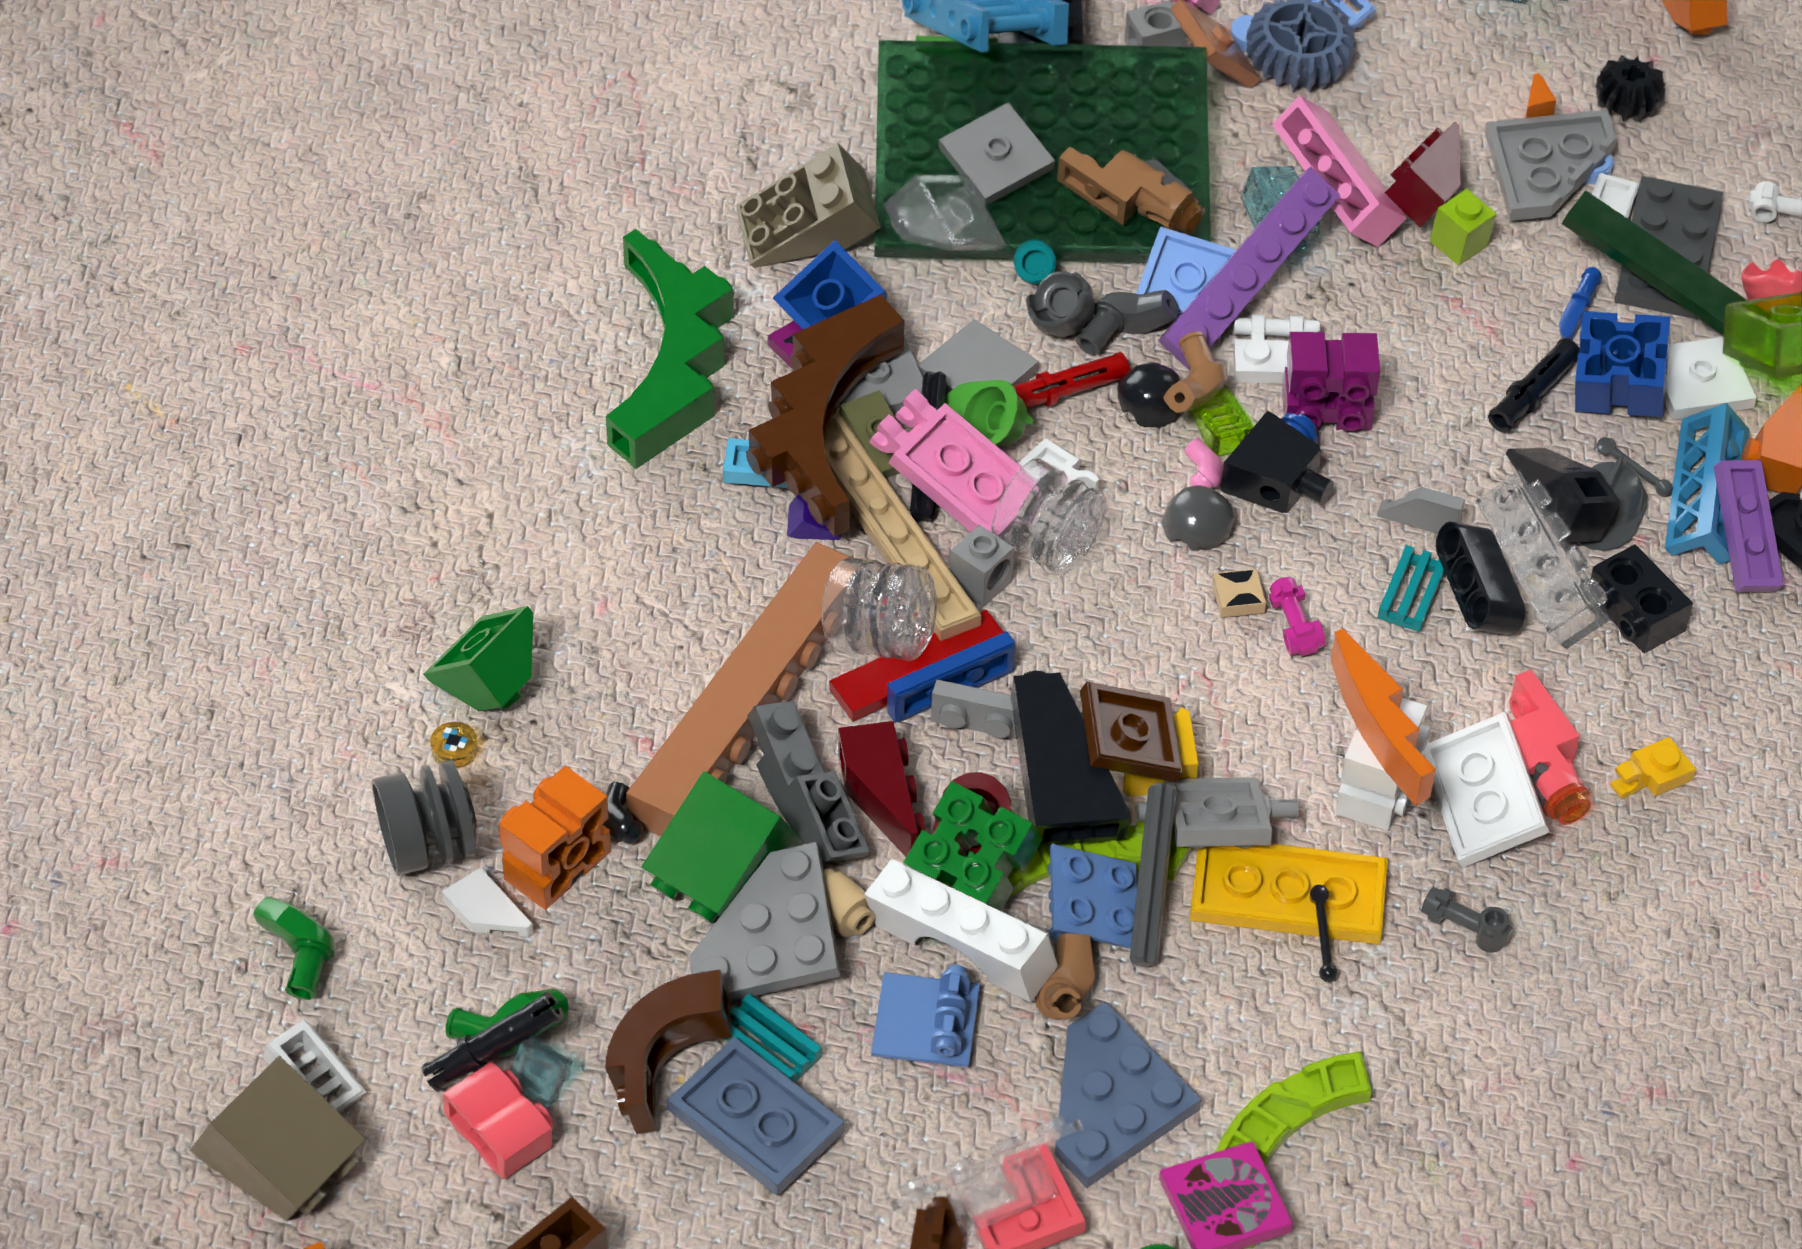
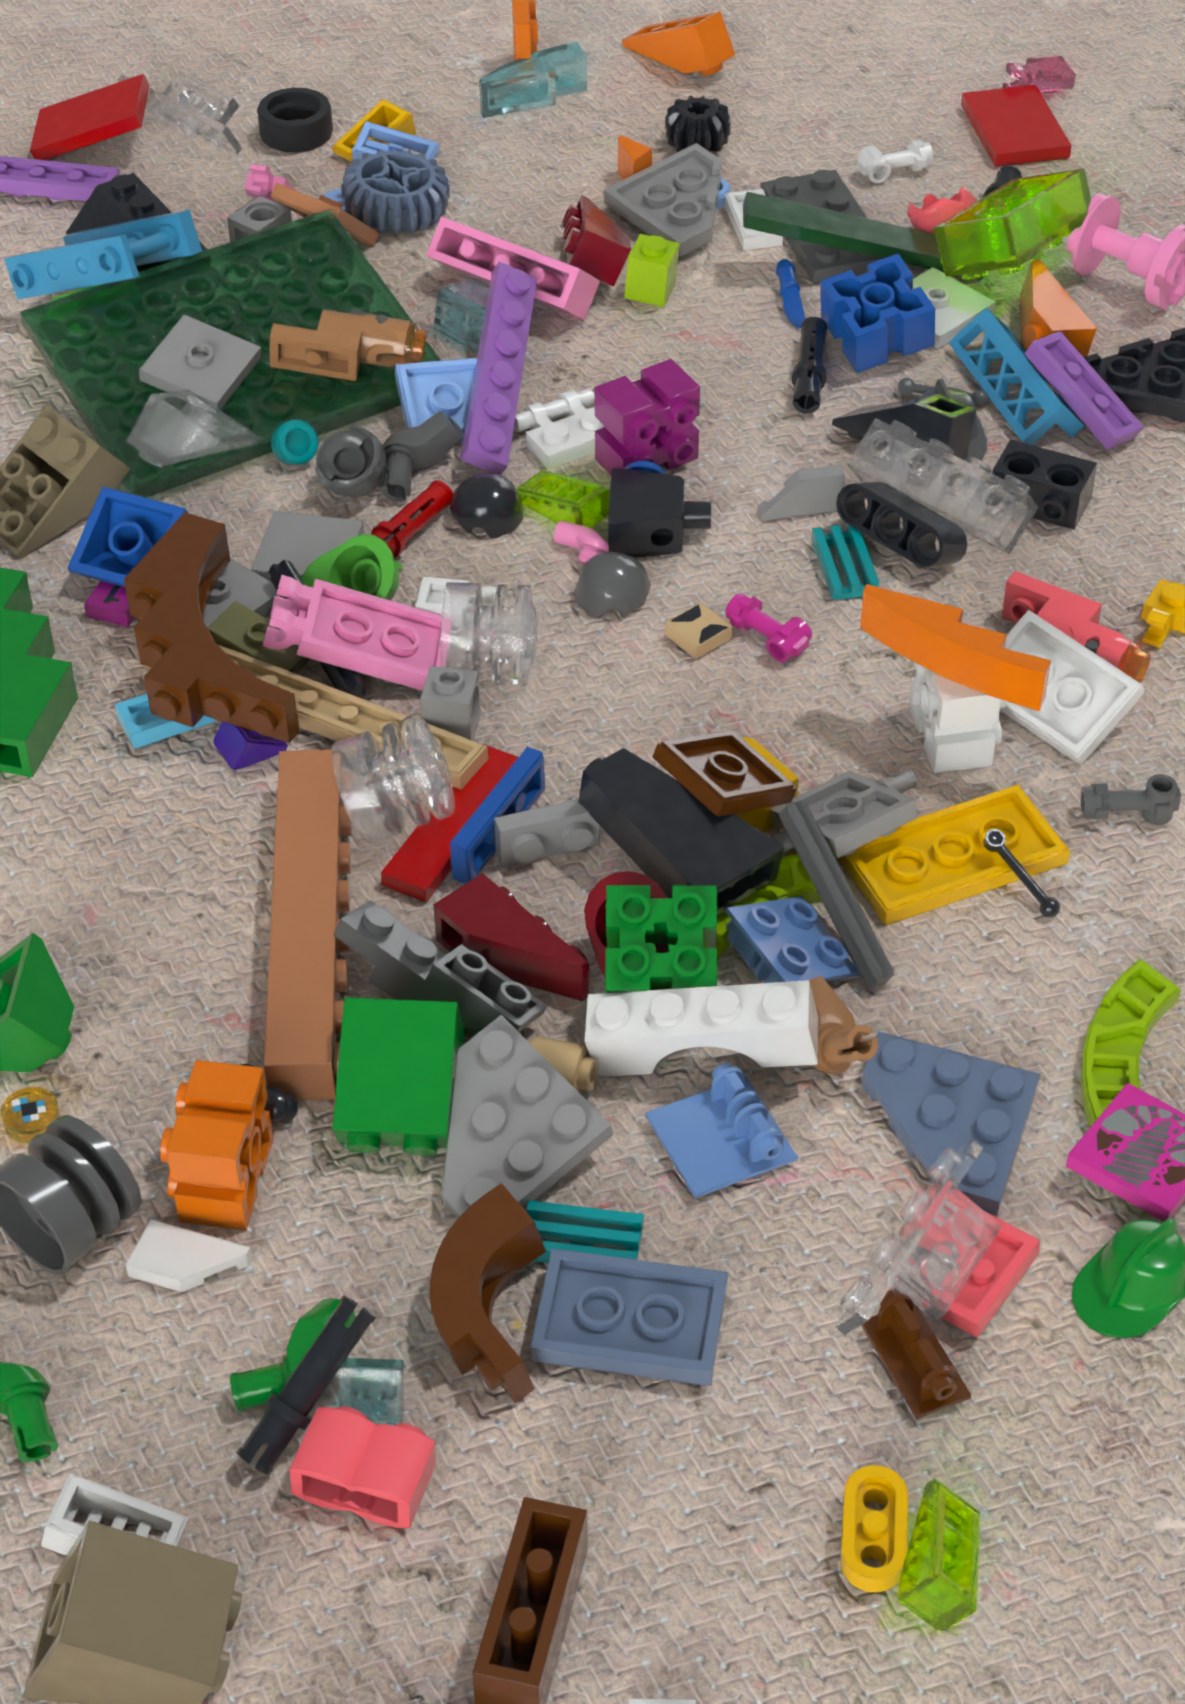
camera: 30 degrees left, 5 degrees down
(1204, 378) = (532, 464): medium nougat arm -> none

